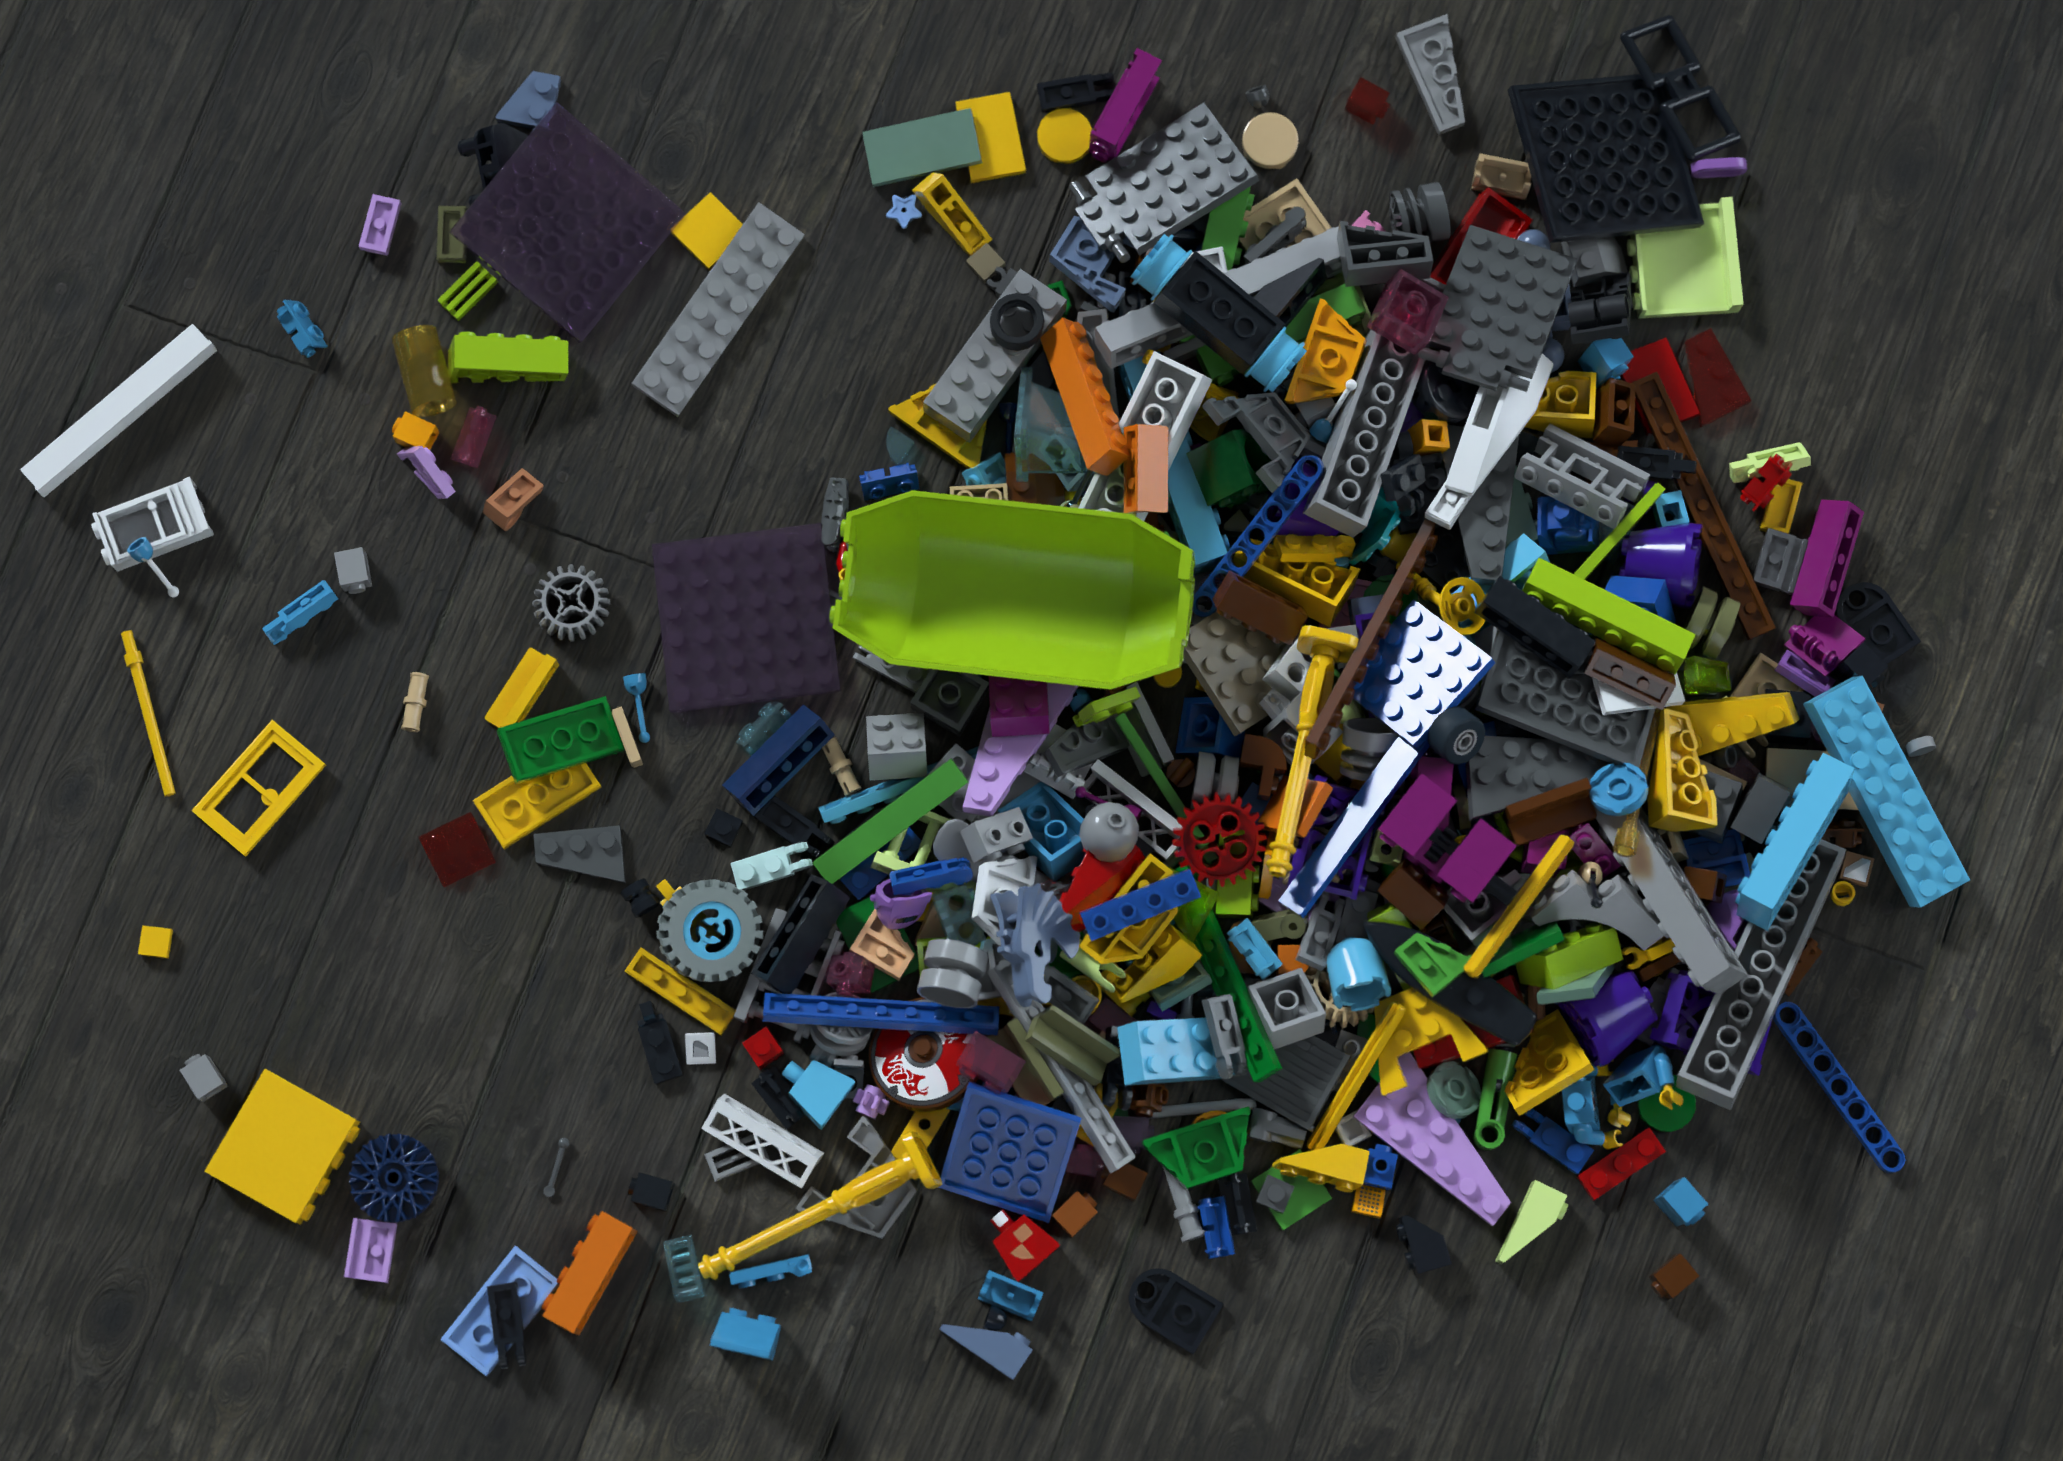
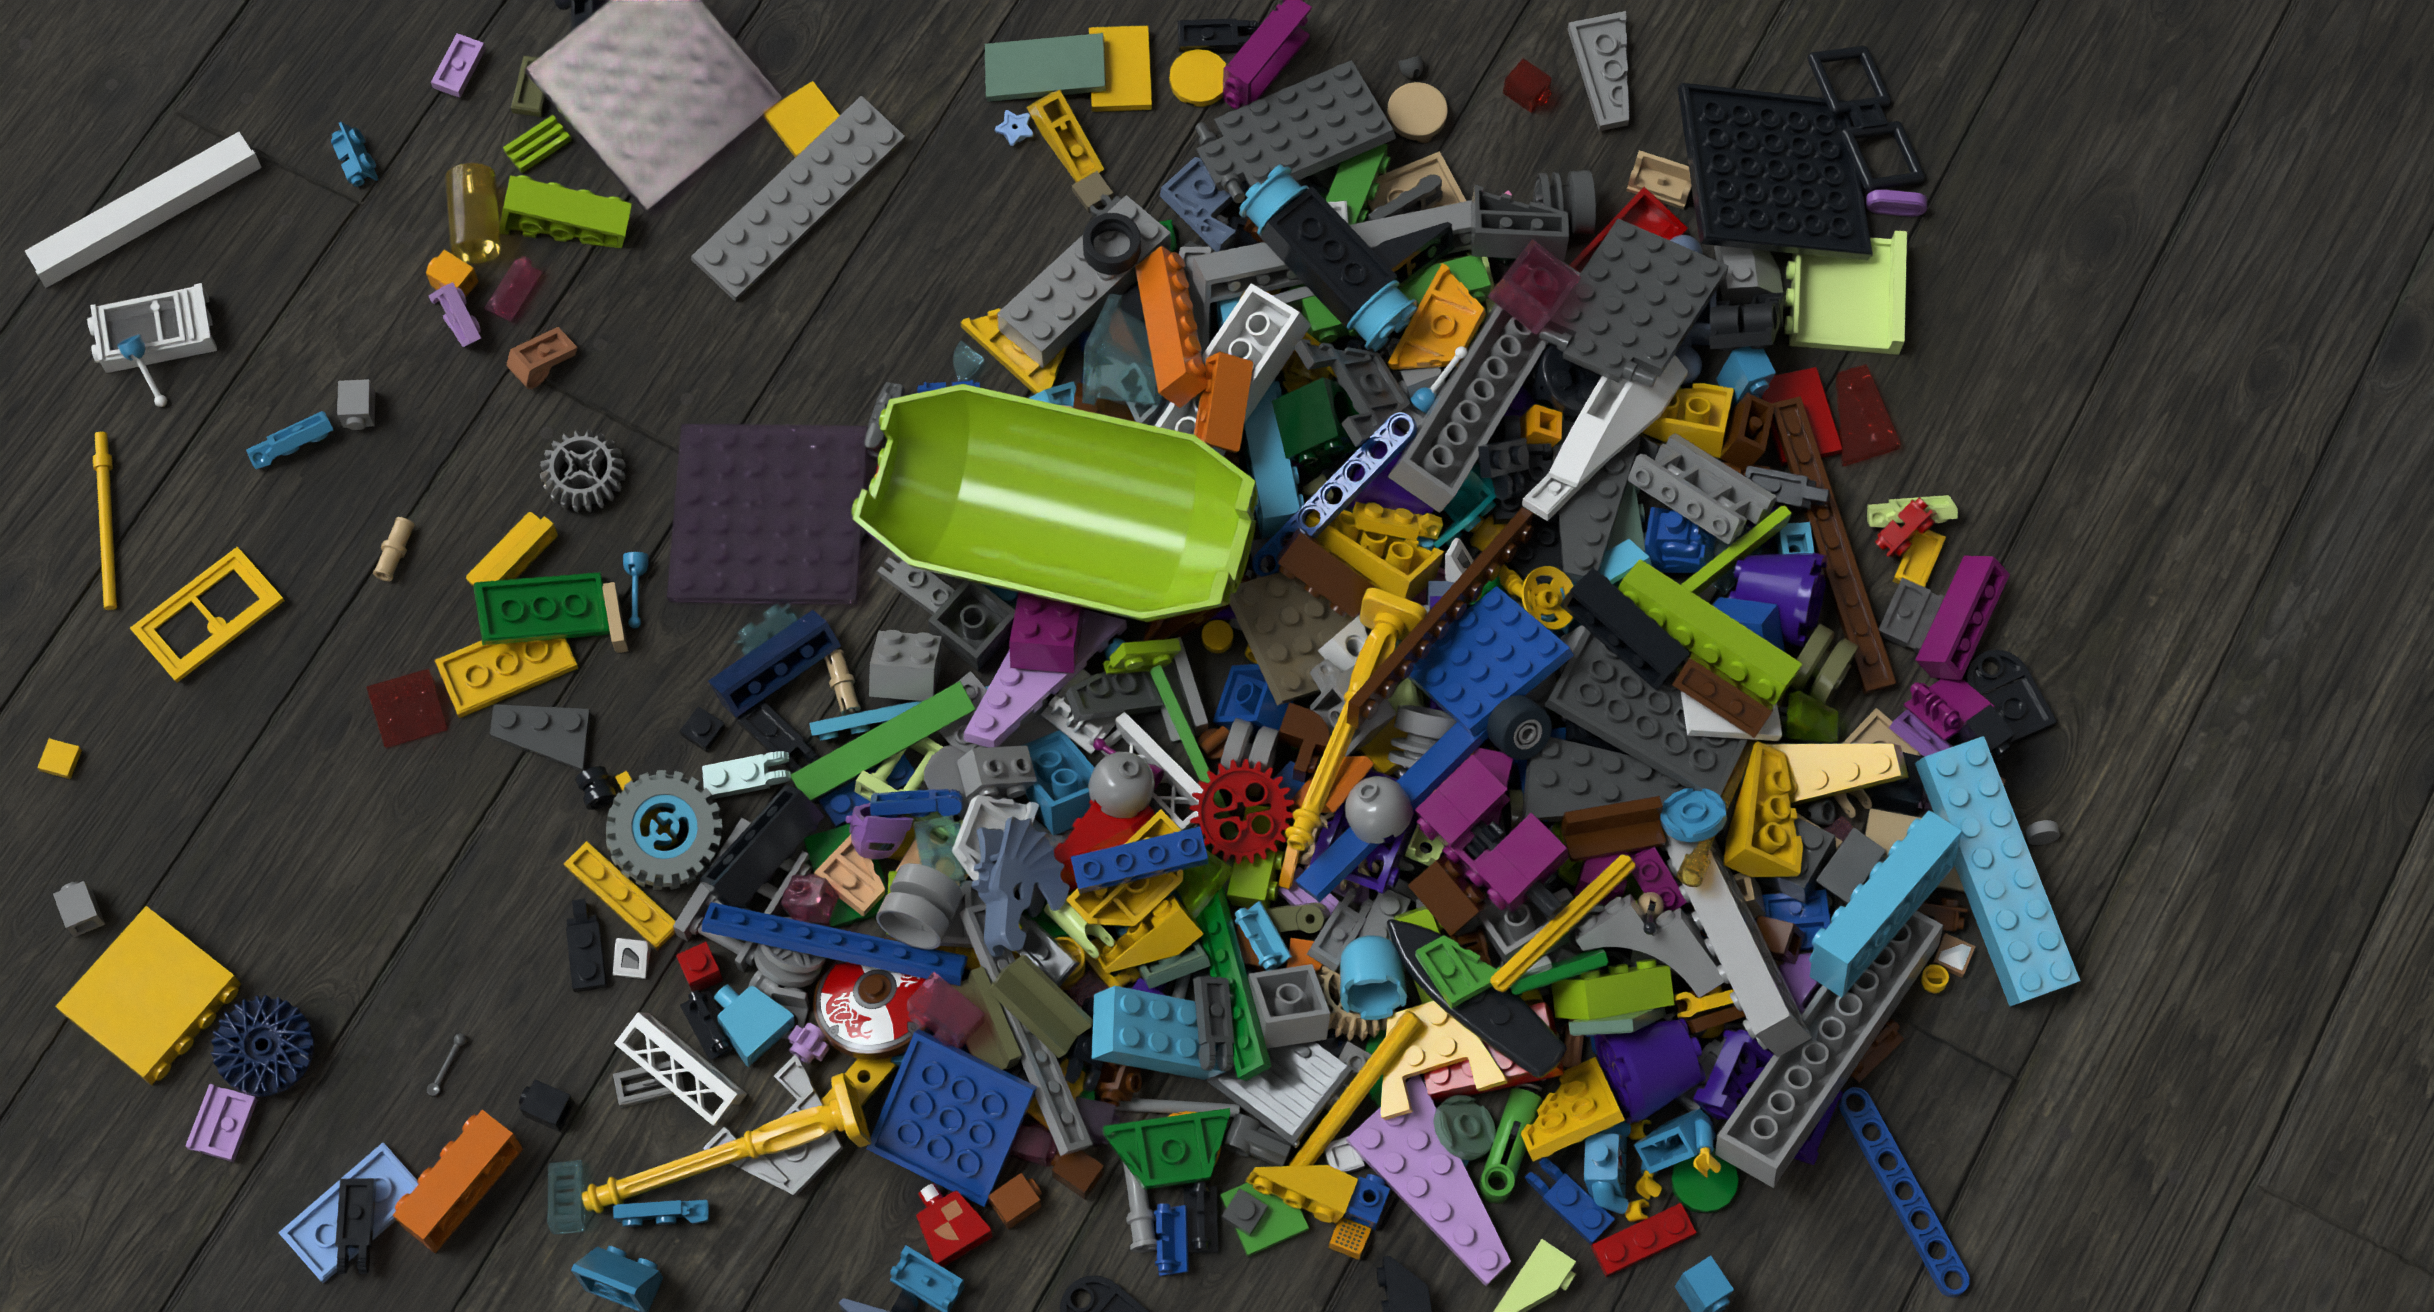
camera: 10 degrees right, 10 degrees down
(1343, 829) = (1378, 809): none -> light grey cylinder
(1375, 579) = (1456, 560): none -> white slope

